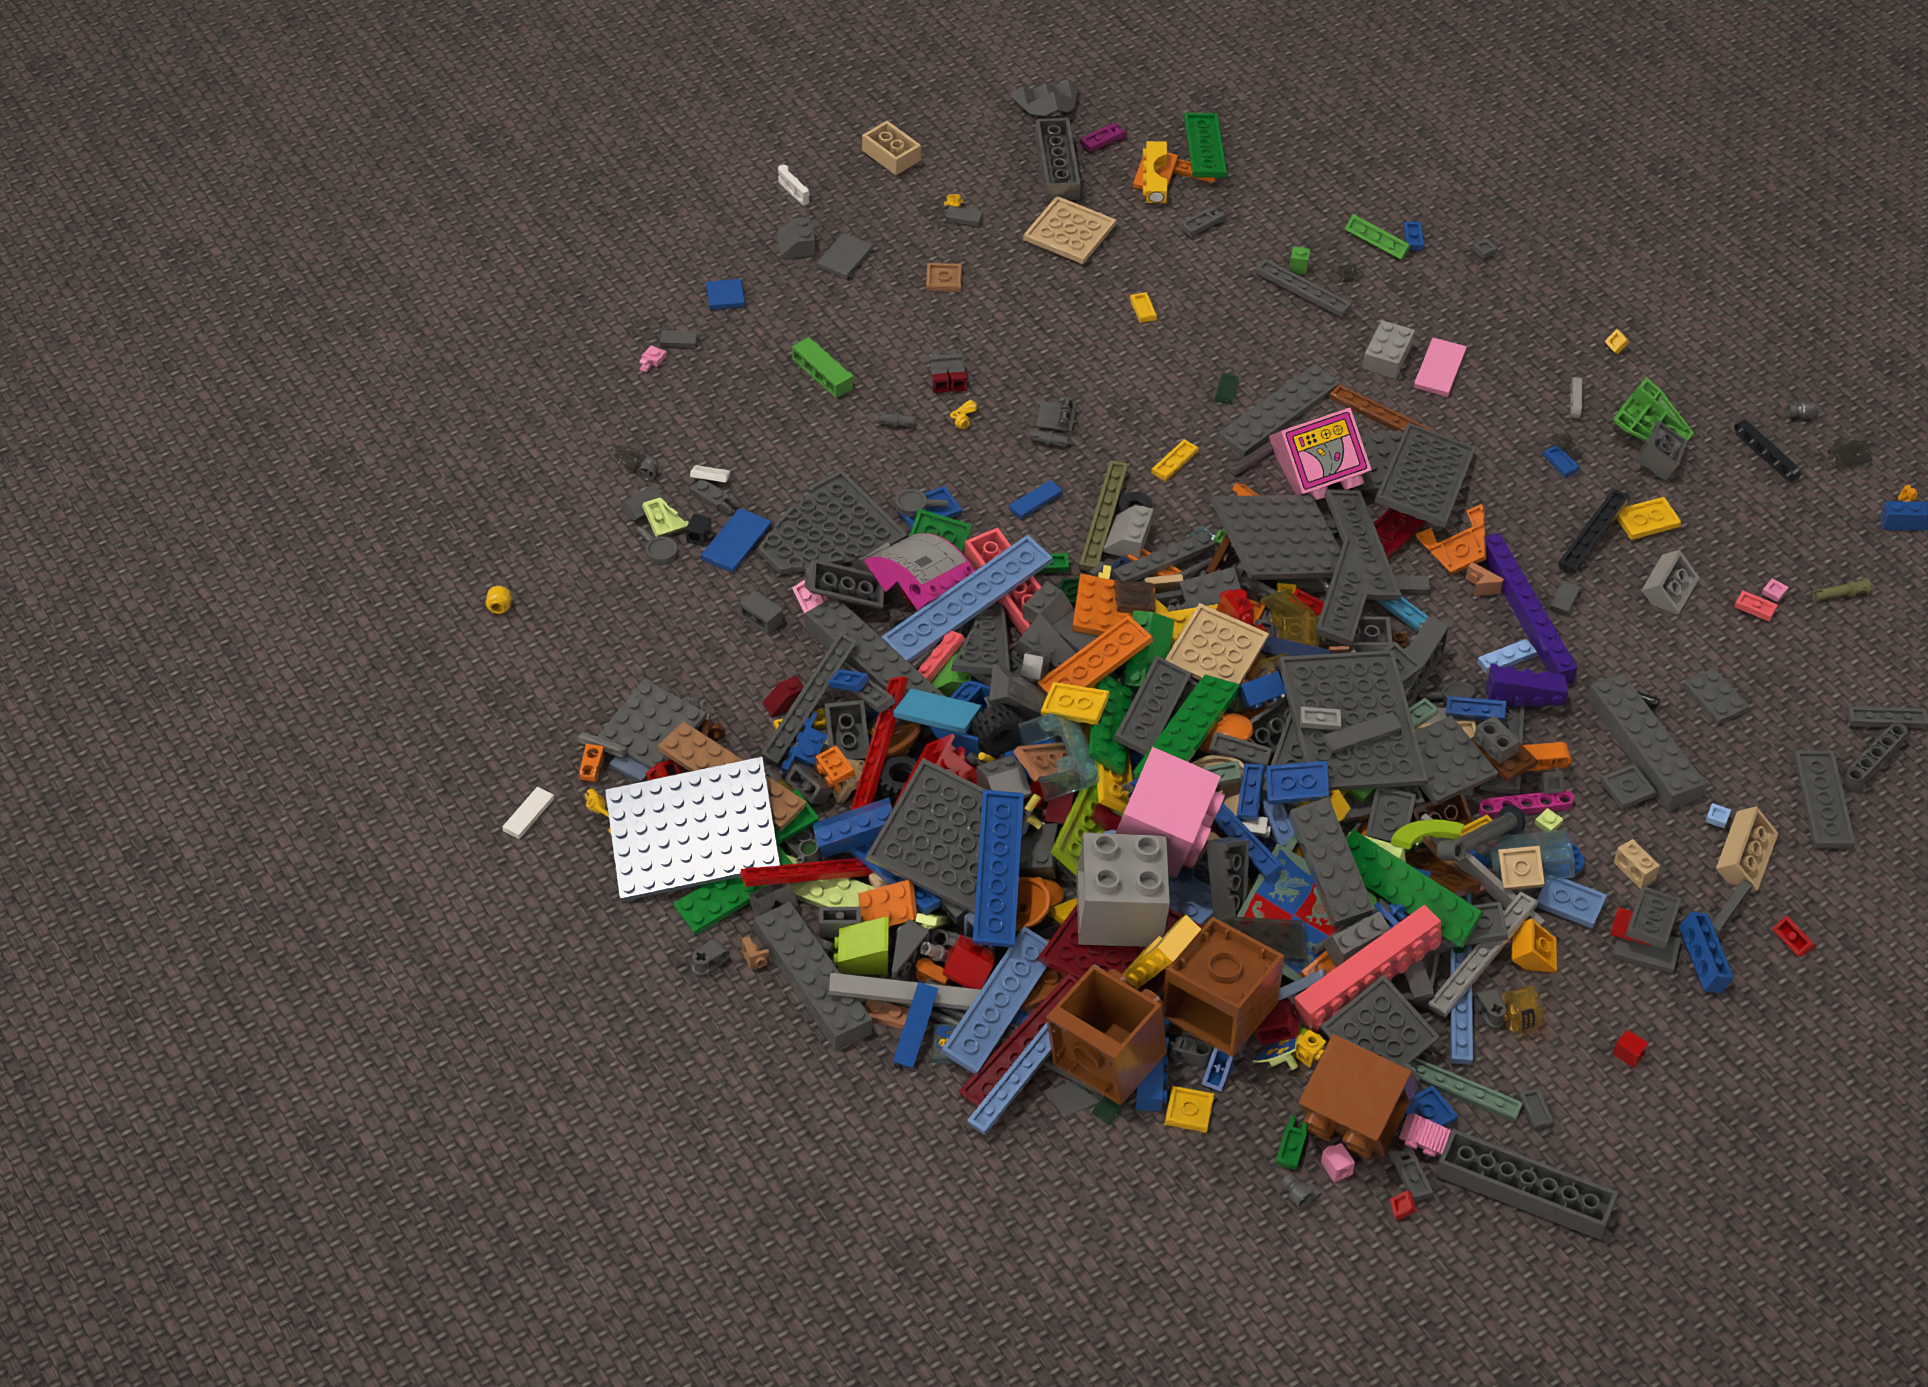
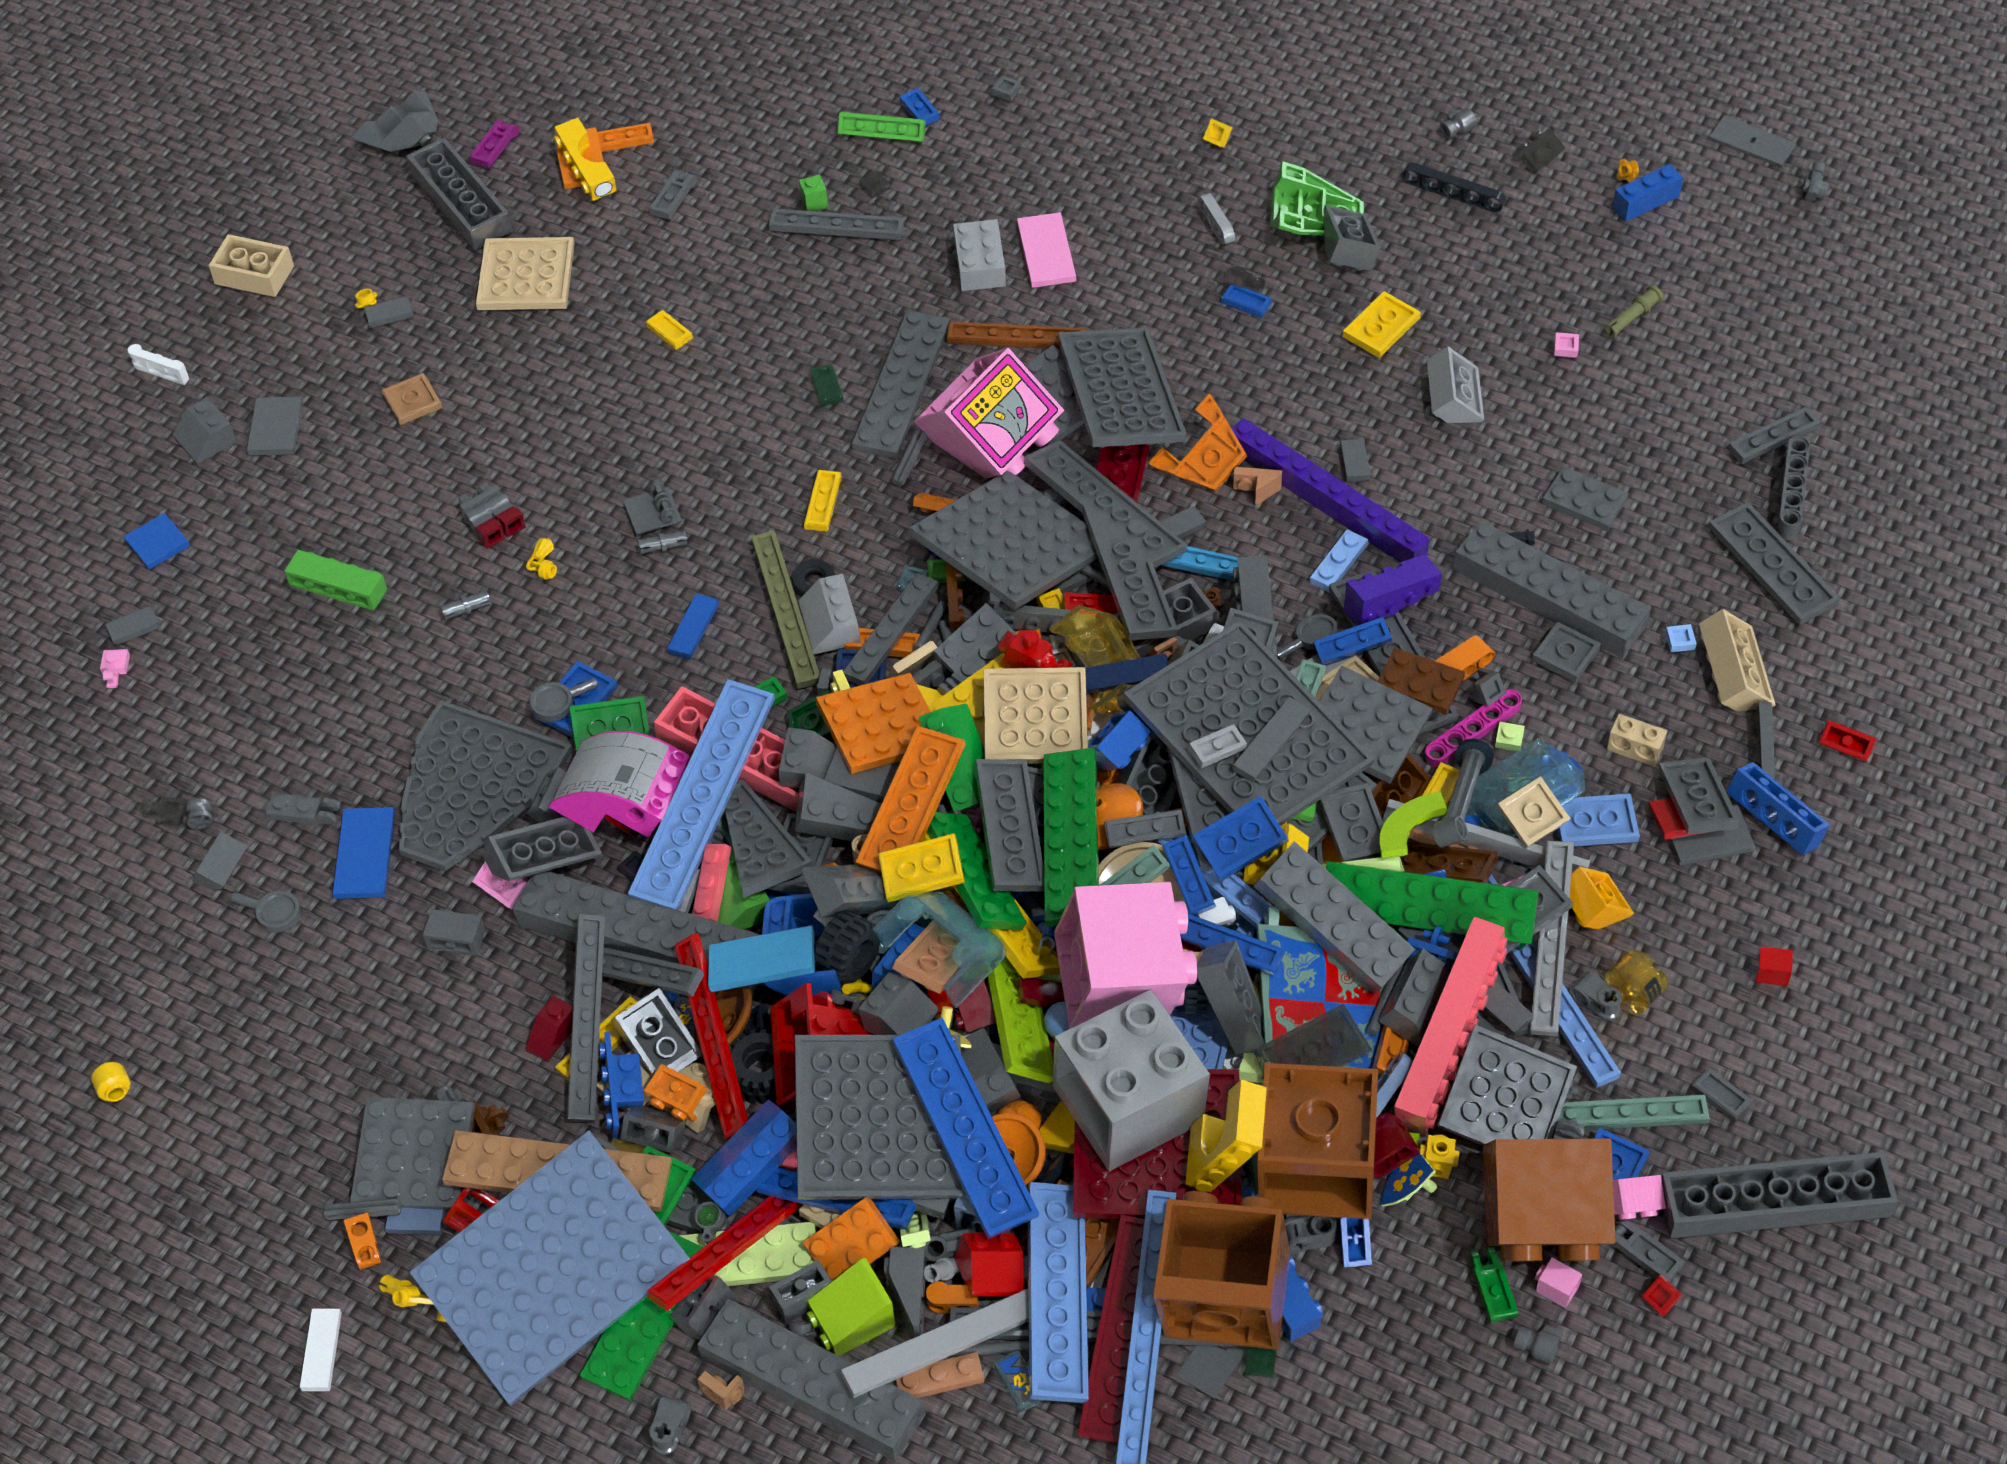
camera: 25 degrees left, 5 degrees up
(663, 518) = (257, 869): yellowish green wing -> none
(698, 529) = (310, 862): black brick -> none
(710, 473) = (280, 782): white tile -> none
(848, 680) = (625, 971): blue plate -> none
(915, 1025) = (977, 1379): blue tile -> none
(1035, 664) = (840, 840): flat silver brick -> none
(1134, 596) = (898, 696): clear smoke plate -> none
(1189, 1109) = (1351, 1307): yellow tile -> none
(1205, 145) = (619, 102): green plate -> none
(1496, 739) = (1417, 672): dark grey brick -> none
(1594, 531) = (1338, 367): black plate -> none
(1756, 605) = (1558, 372): coral plate -> none

